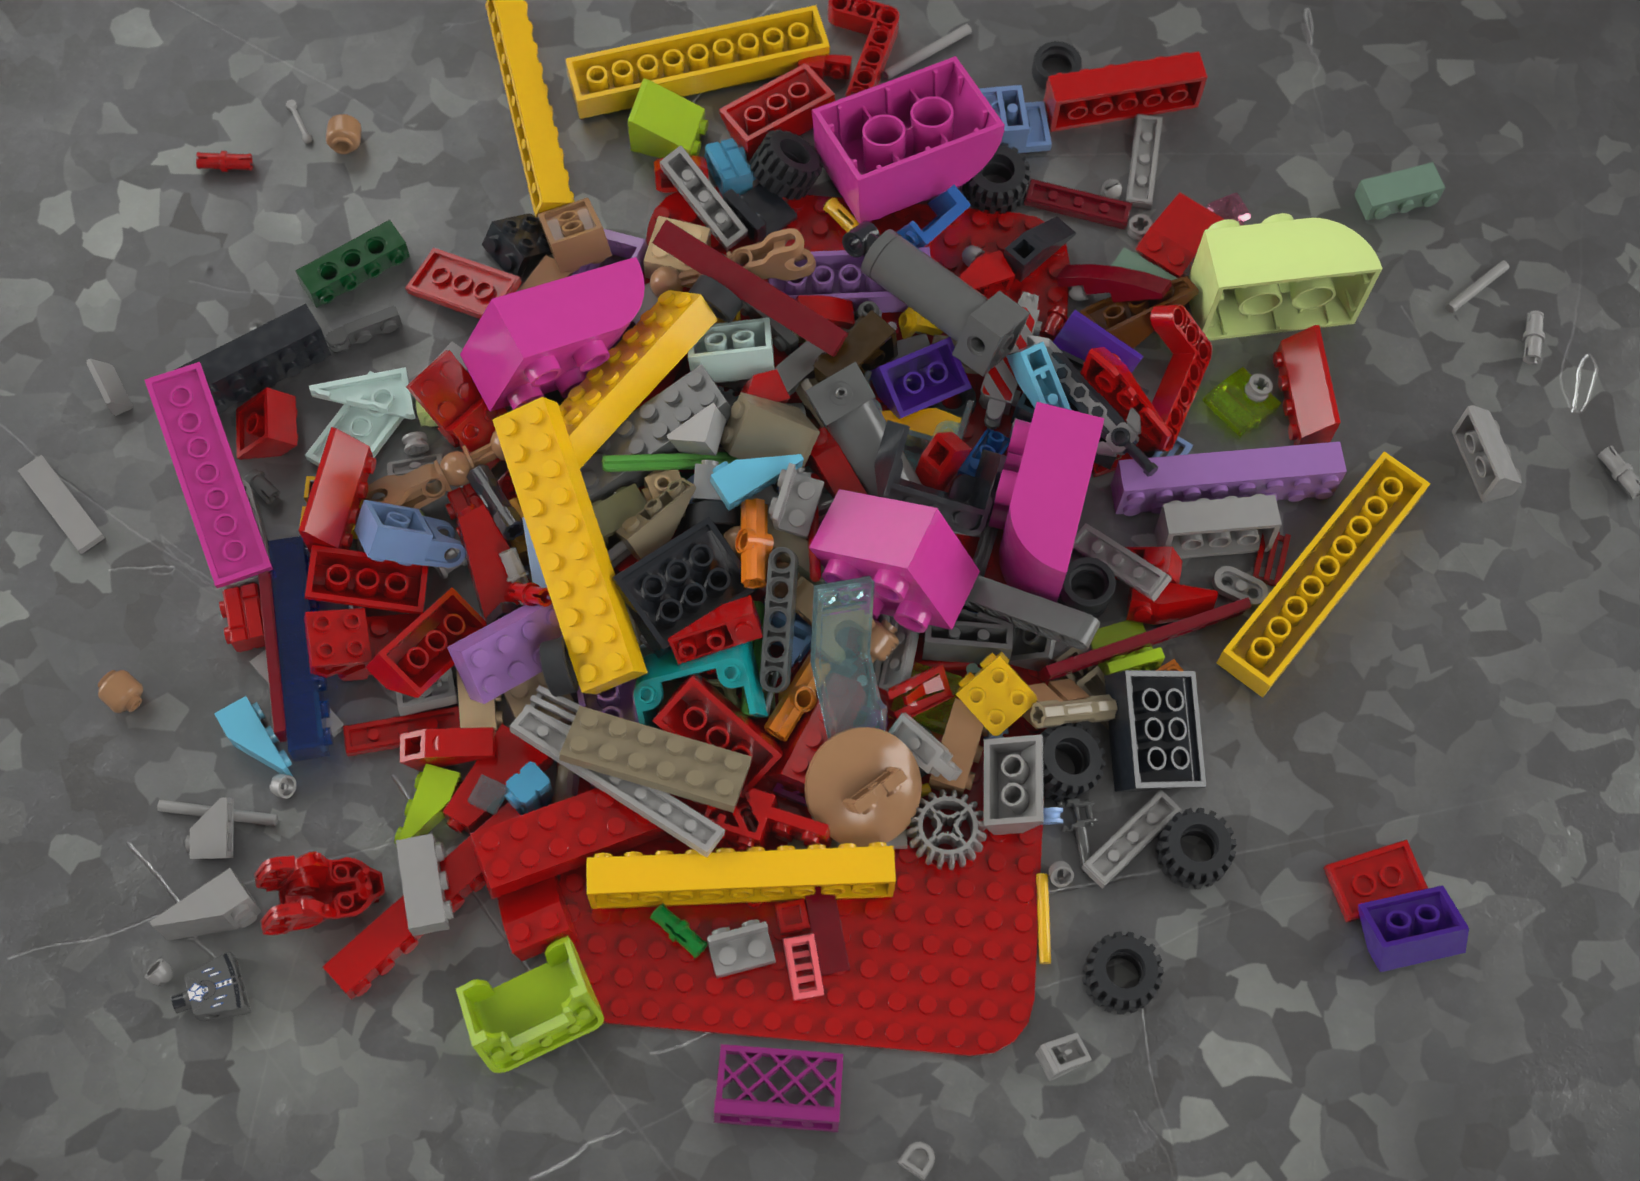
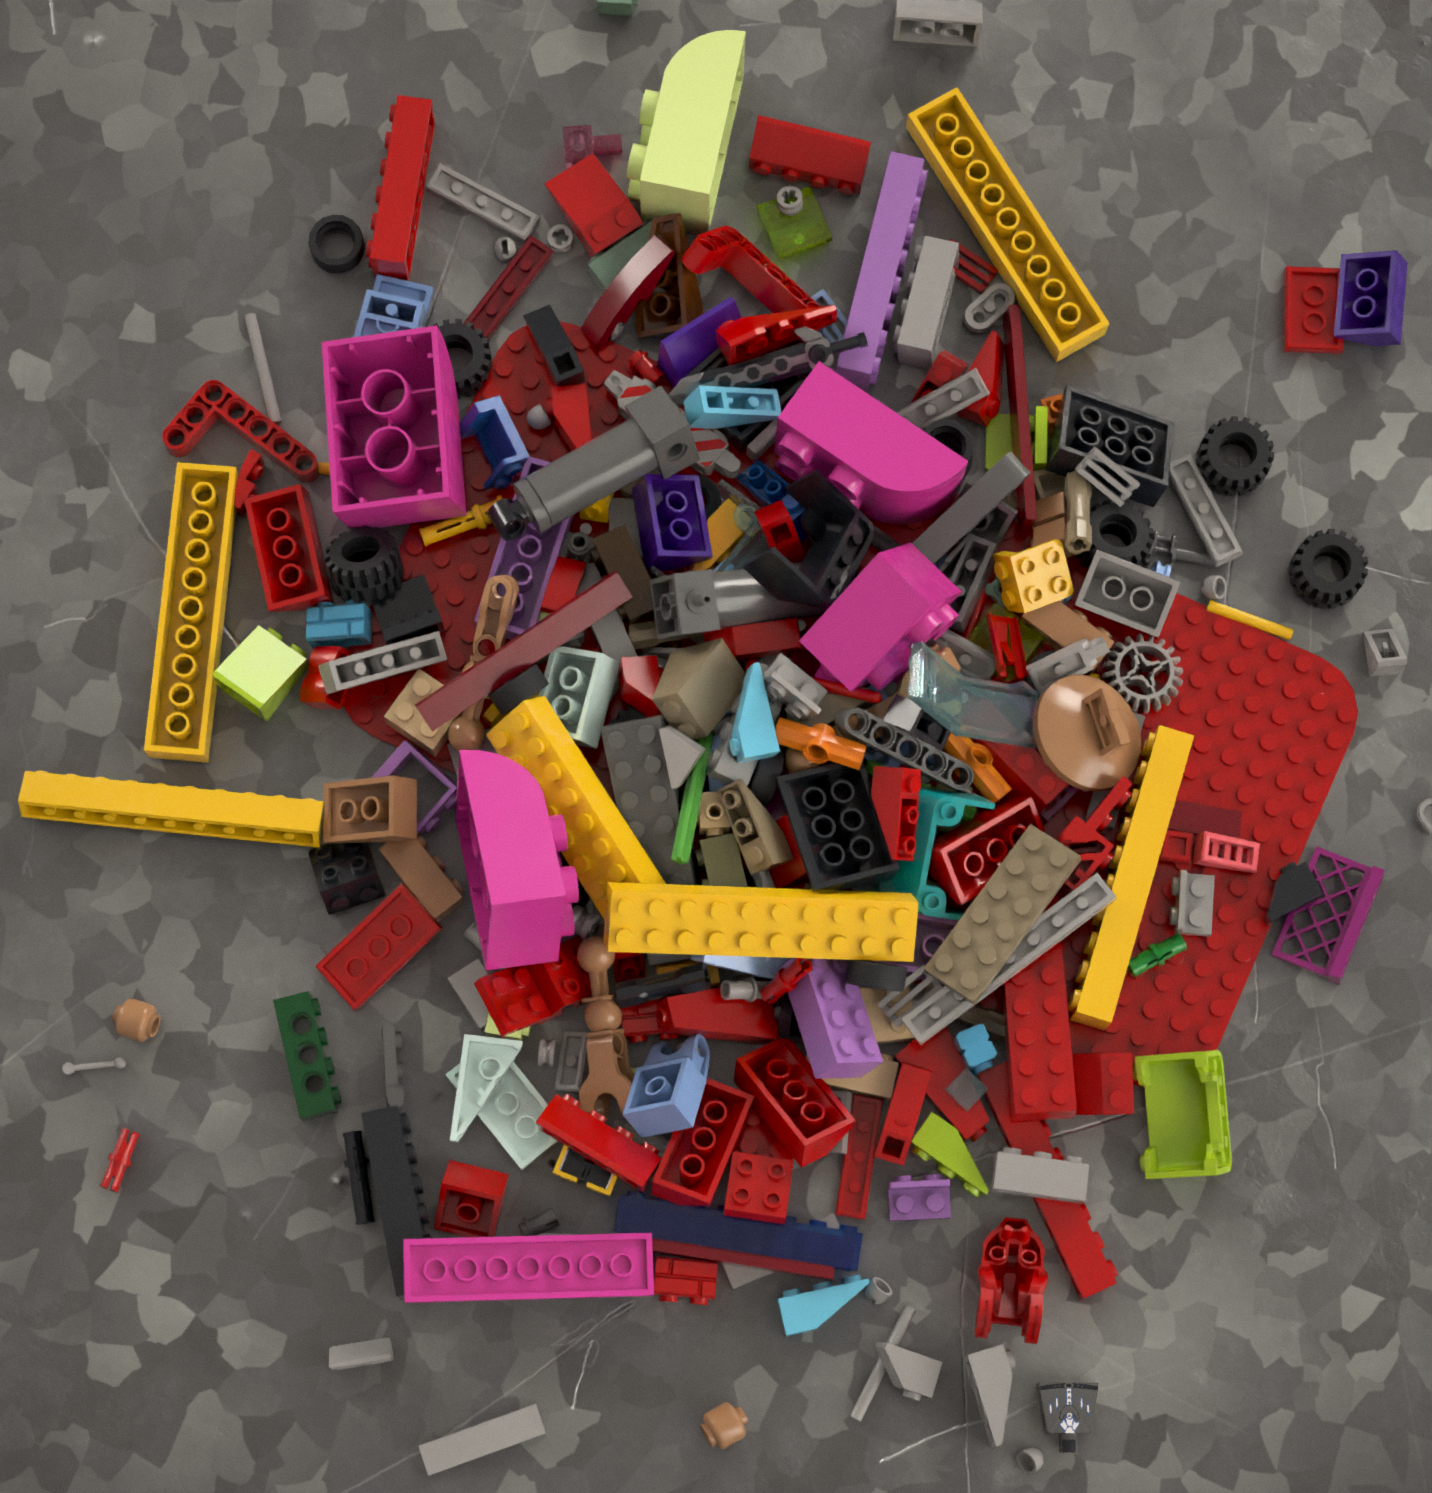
camera: 70 degrees left, 10 degrees up
(378, 795) = (919, 1199): none -> medium lavender bracket
(784, 1037) = (1291, 891): none -> black slope
(801, 622) = (915, 721): none -> black slope
(1108, 722) = (1125, 491): none -> light grey tile

